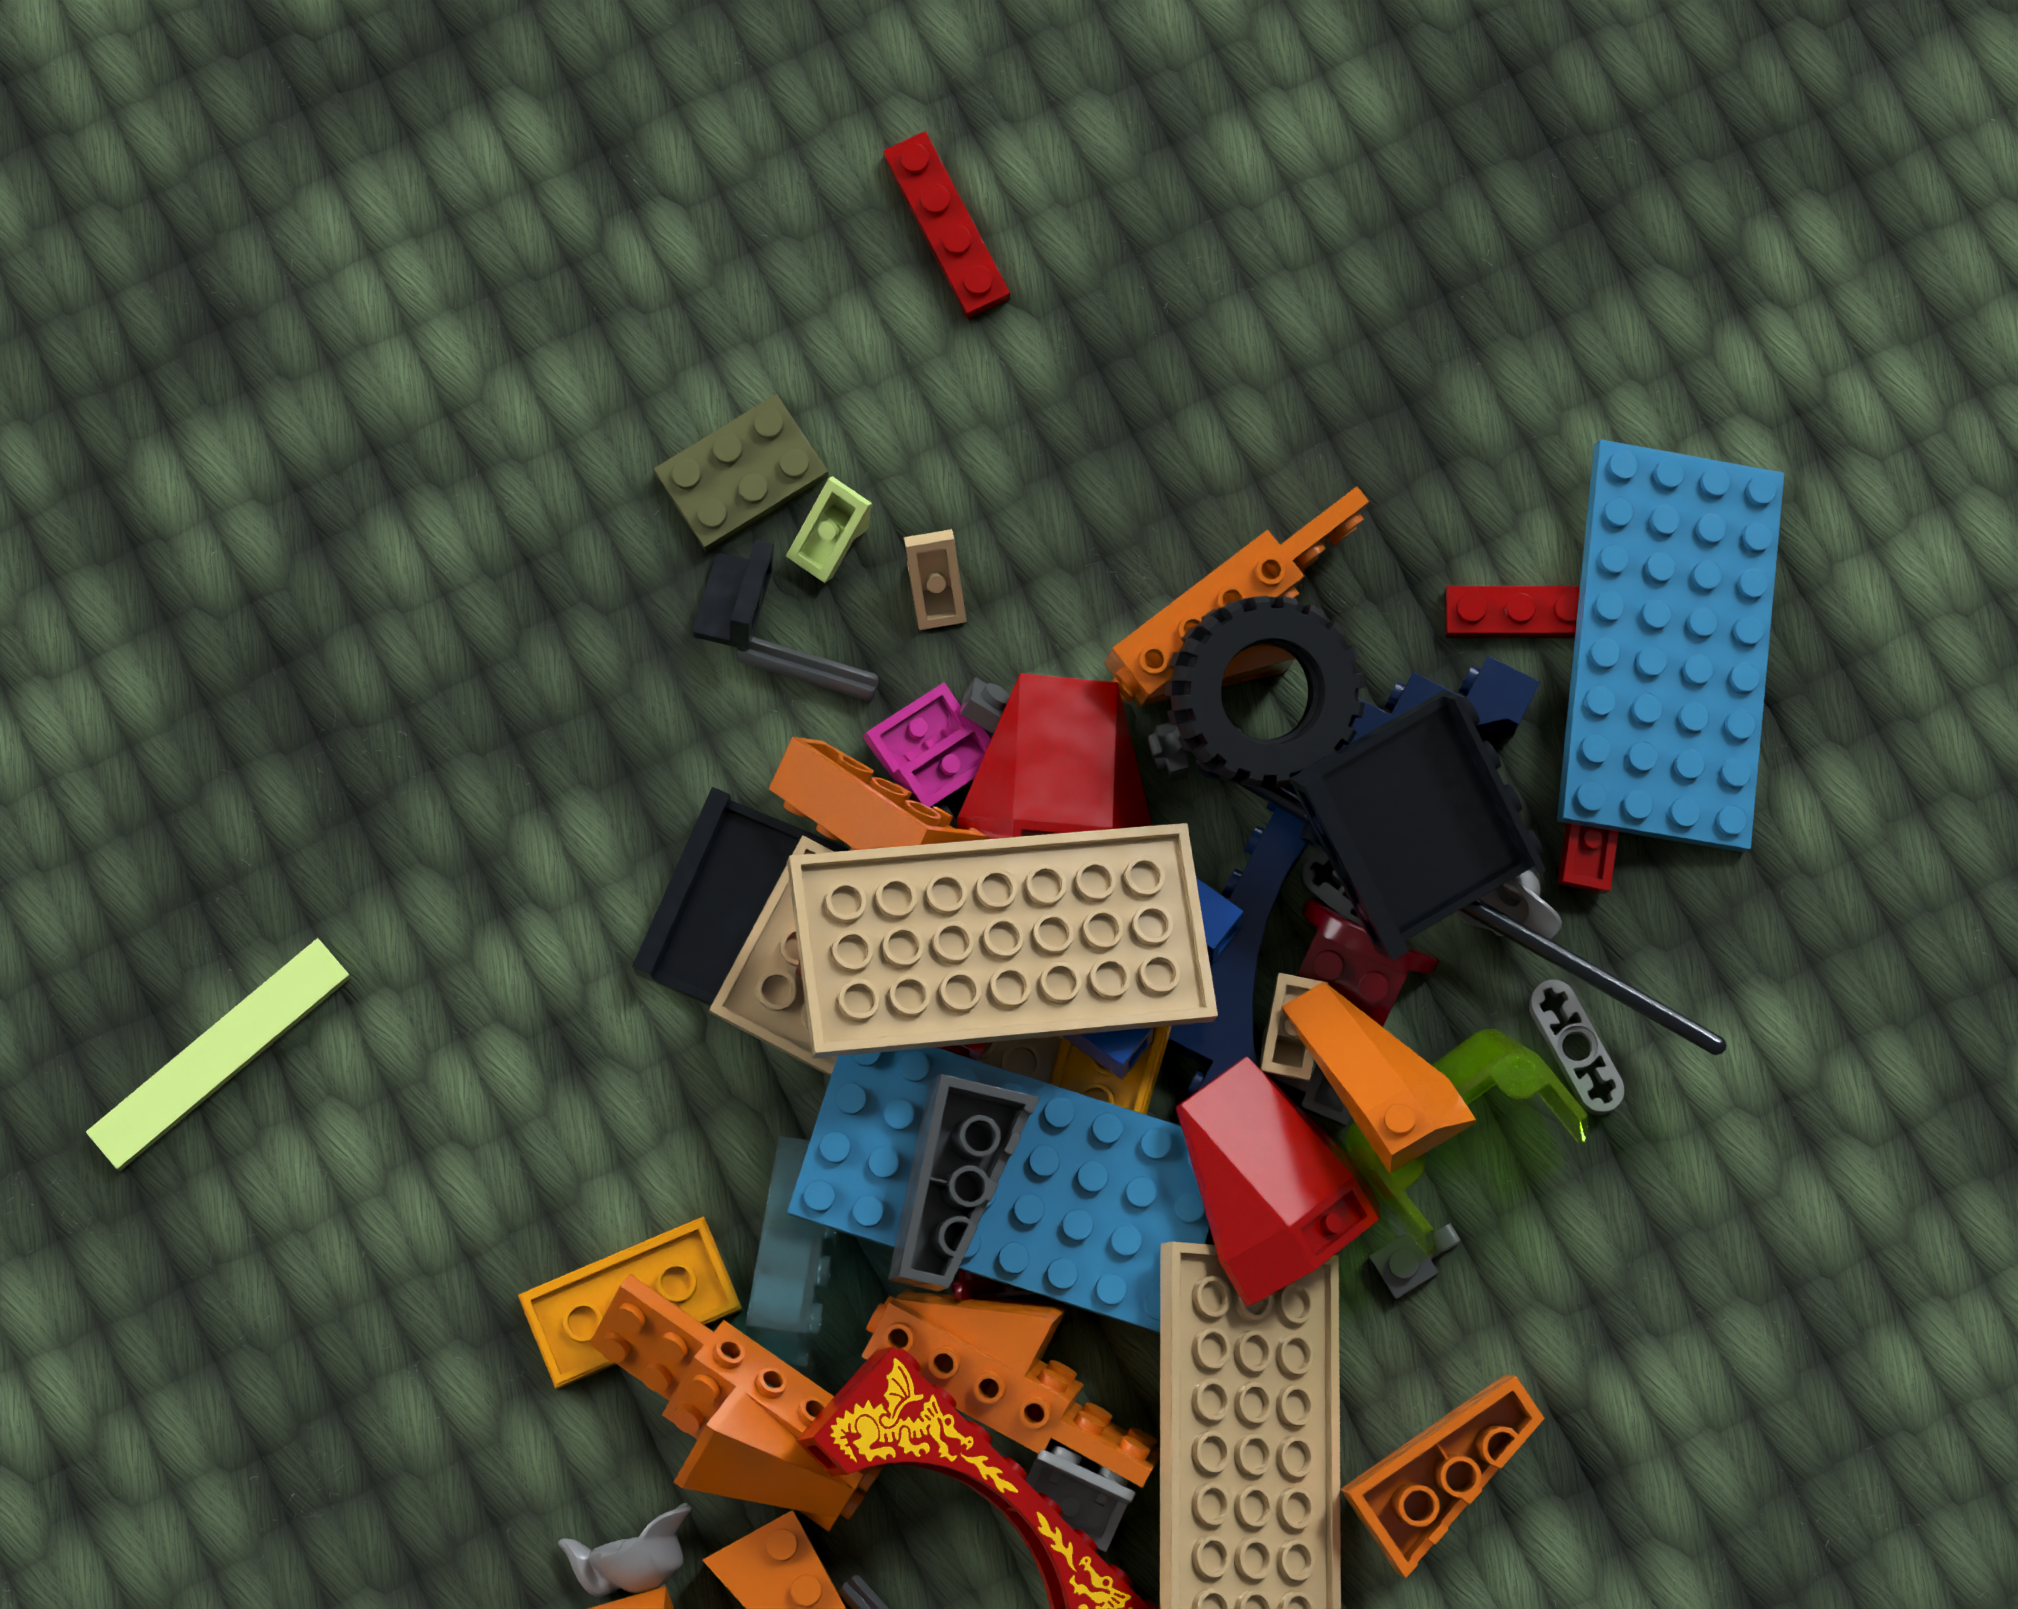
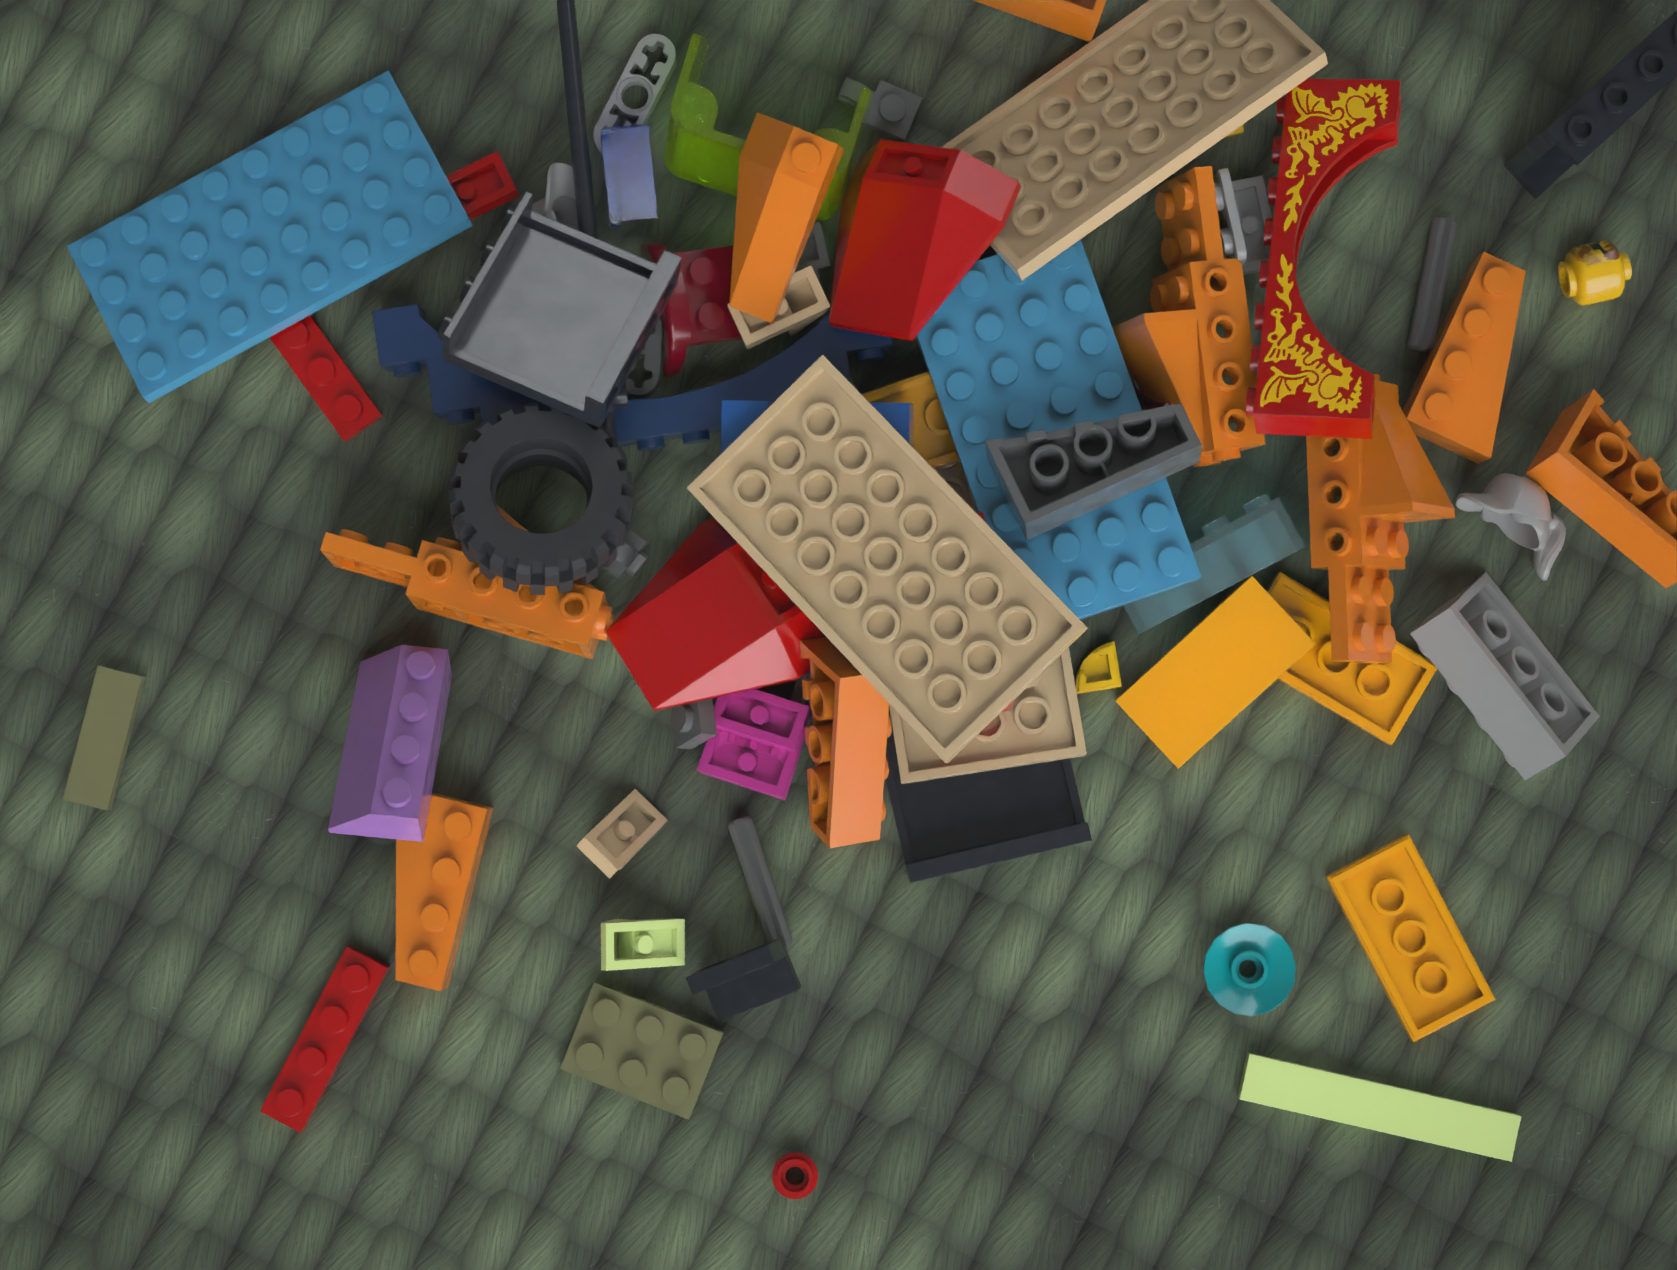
camera: 125 degrees left, 10 degrees up
(340, 1188) = (1410, 938): none -> light orange tile
(406, 1005) = (1272, 975): none -> teal dish
(501, 1440) = (1505, 676): none -> light grey slope
(540, 509) = (795, 1190): none -> red plate
(697, 1184) = (1215, 671): none -> light orange tile
(773, 1087) = (1099, 670): none -> yellow tile
(1016, 404) = (436, 889): none -> orange wedge
(1150, 440) = (392, 744): none -> medium lavender slope
(1333, 219) = (104, 738): none -> olive tile
(1509, 986) = (629, 173): none -> clear blue panel

